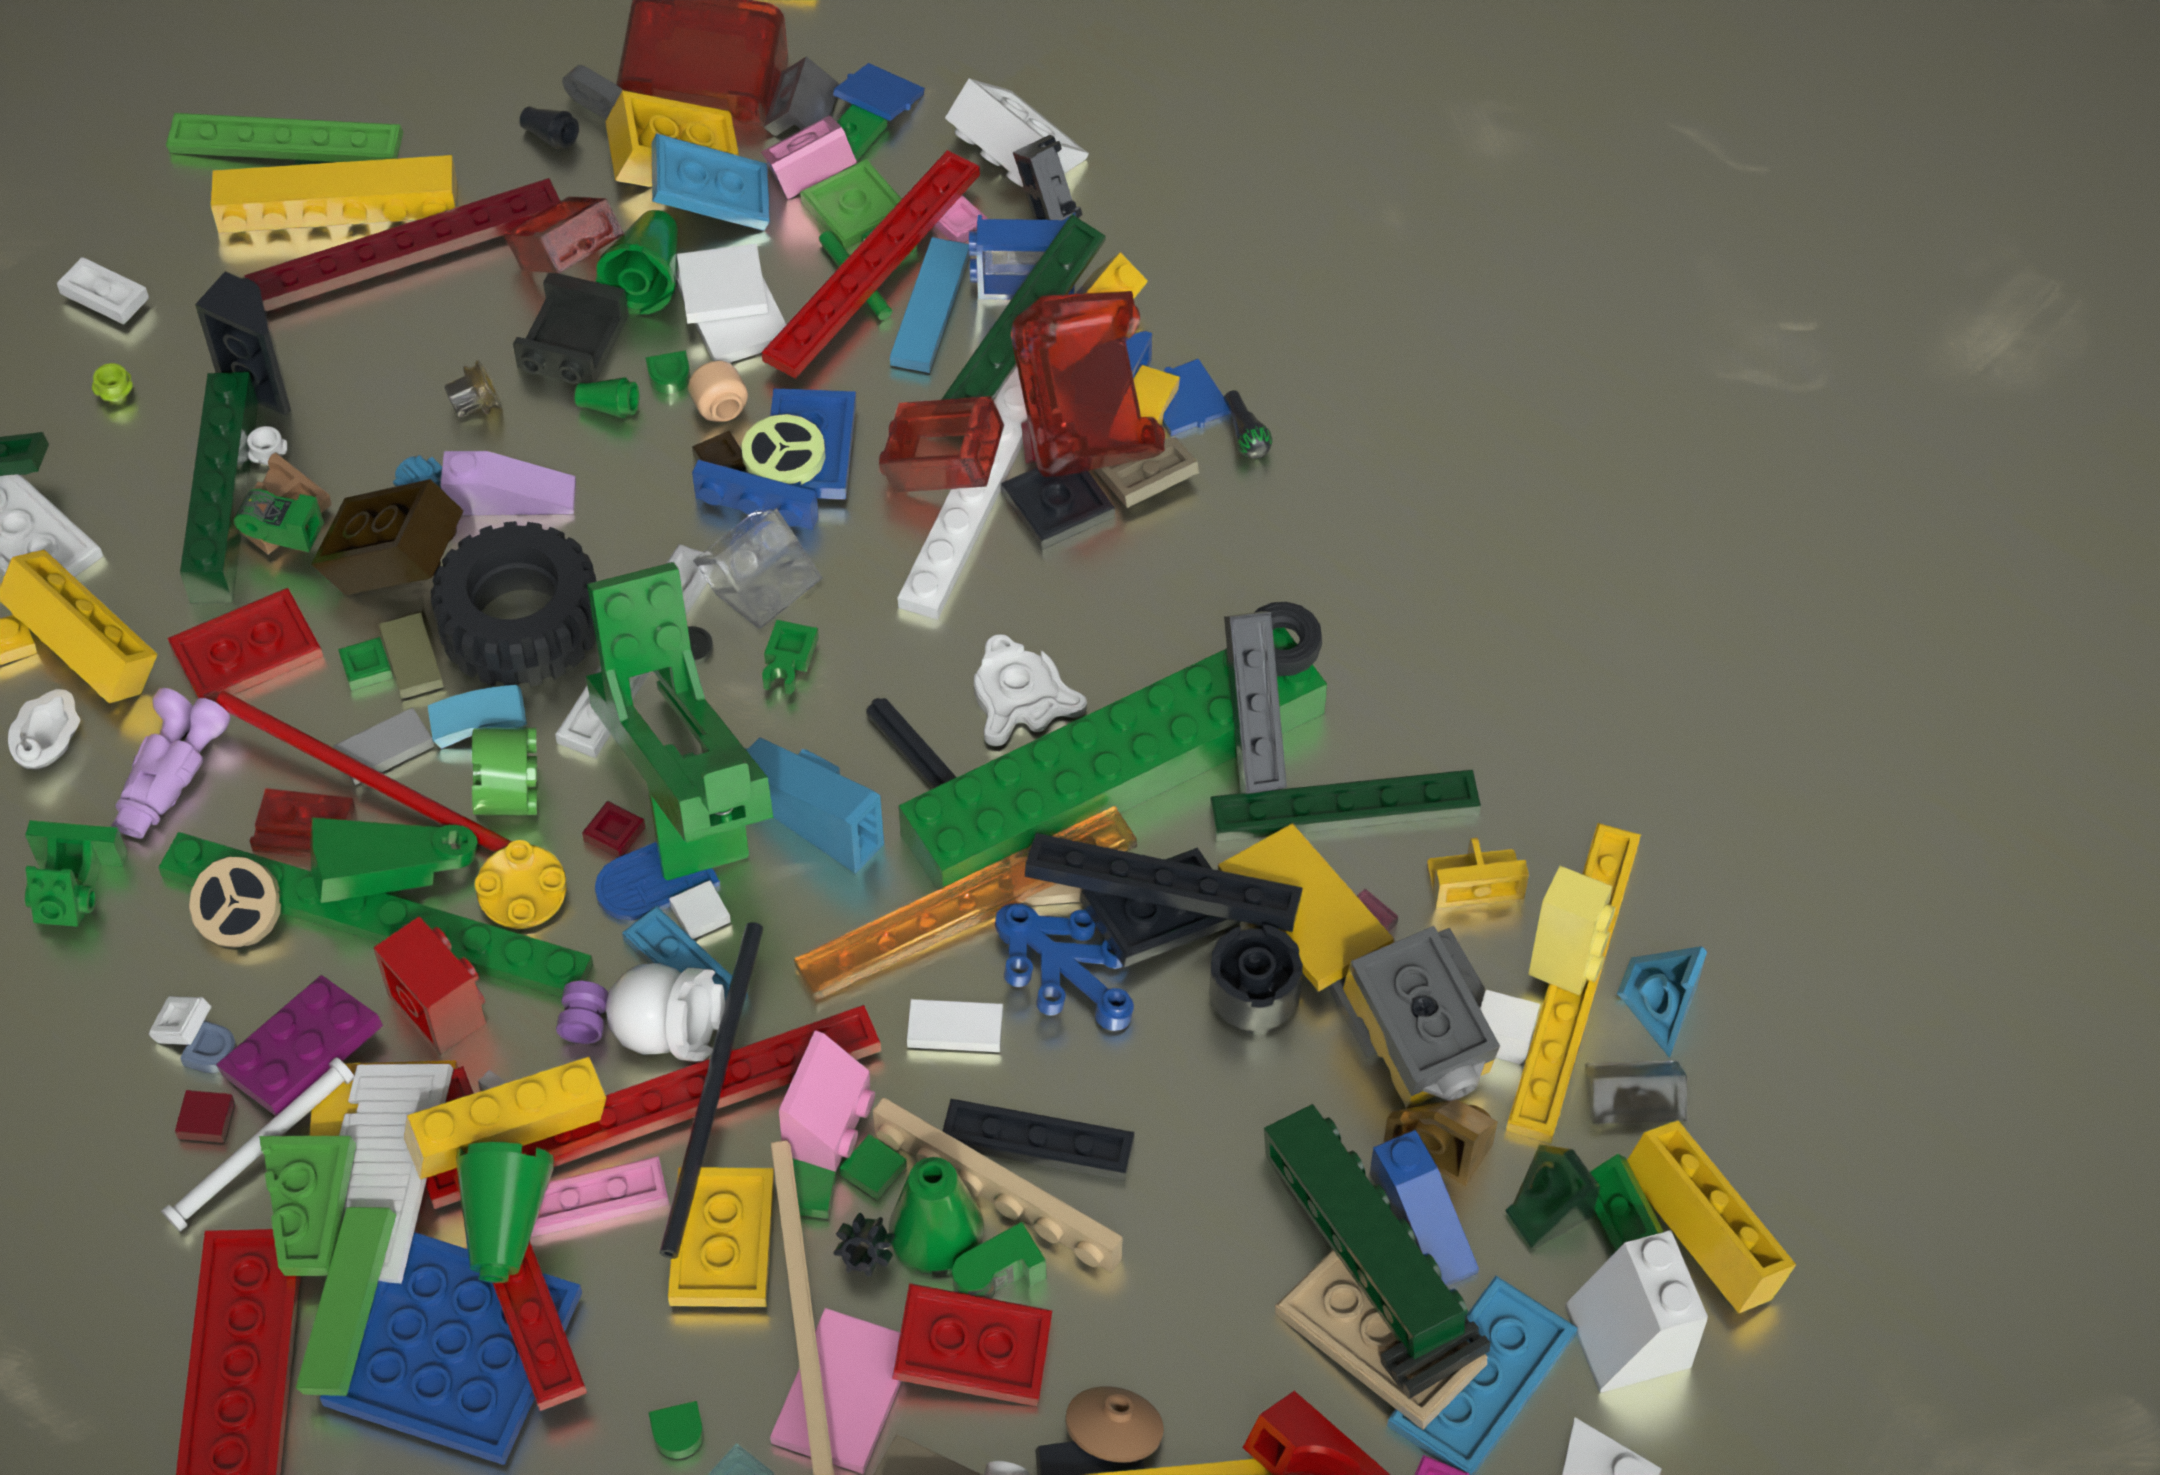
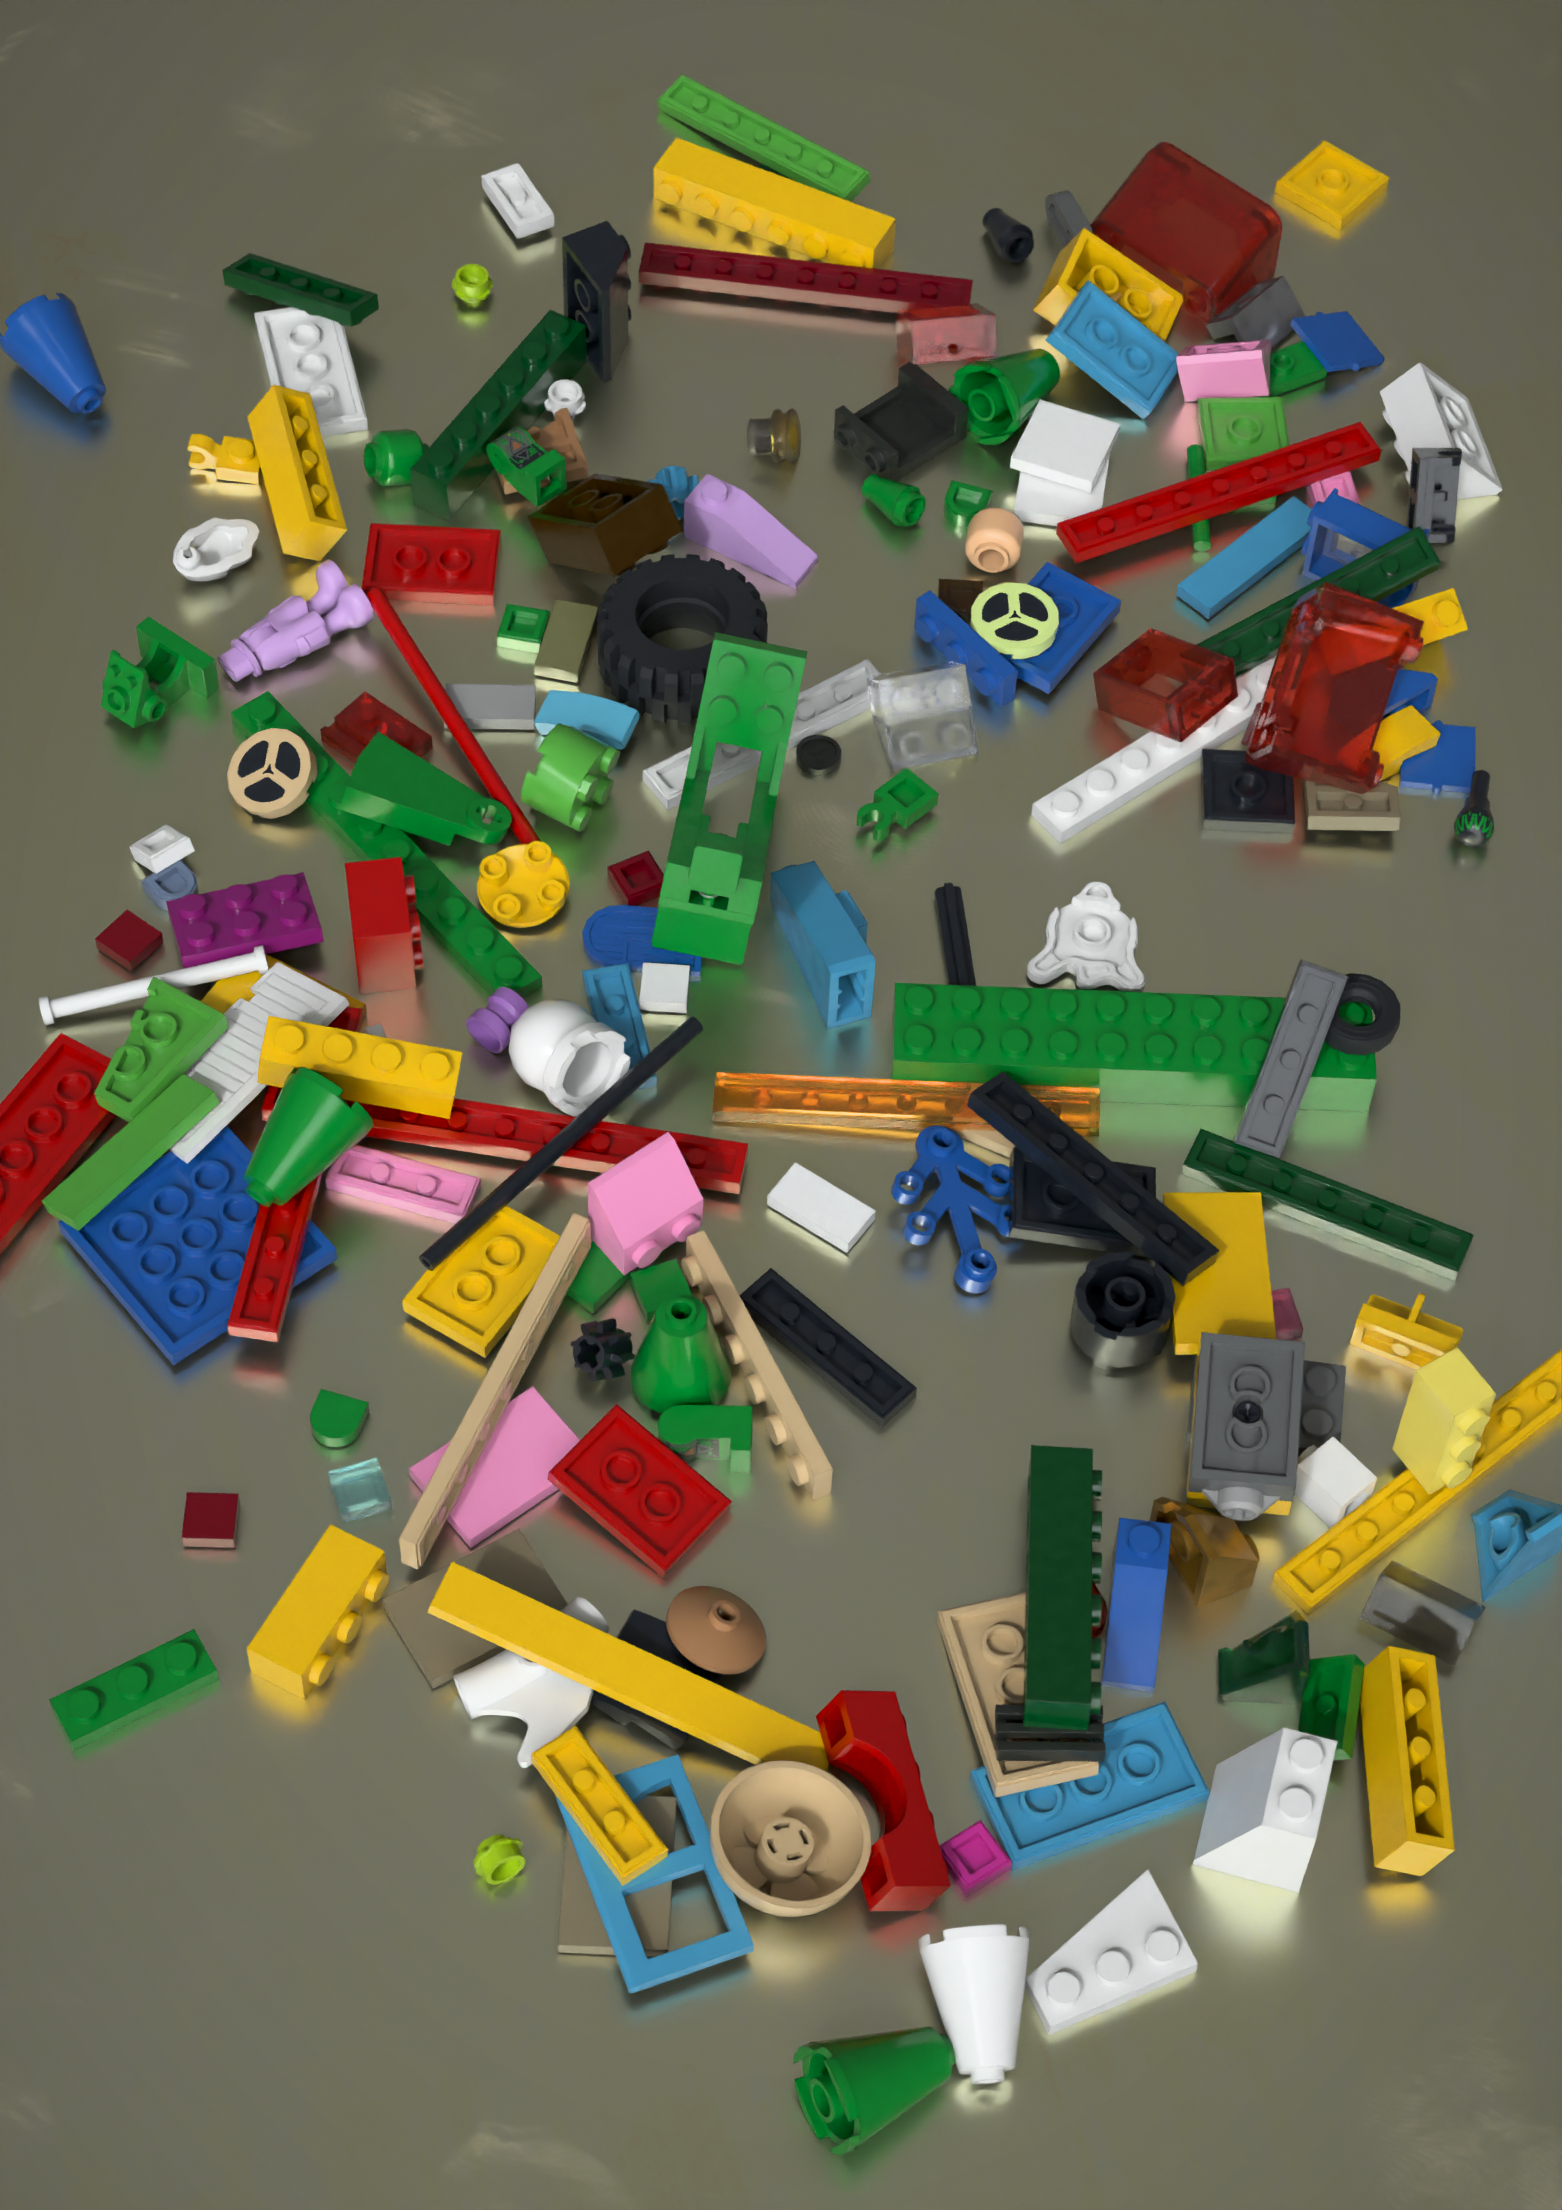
camera: 30 degrees right, 0 degrees up
(152, 569) = (392, 455): none -> green head

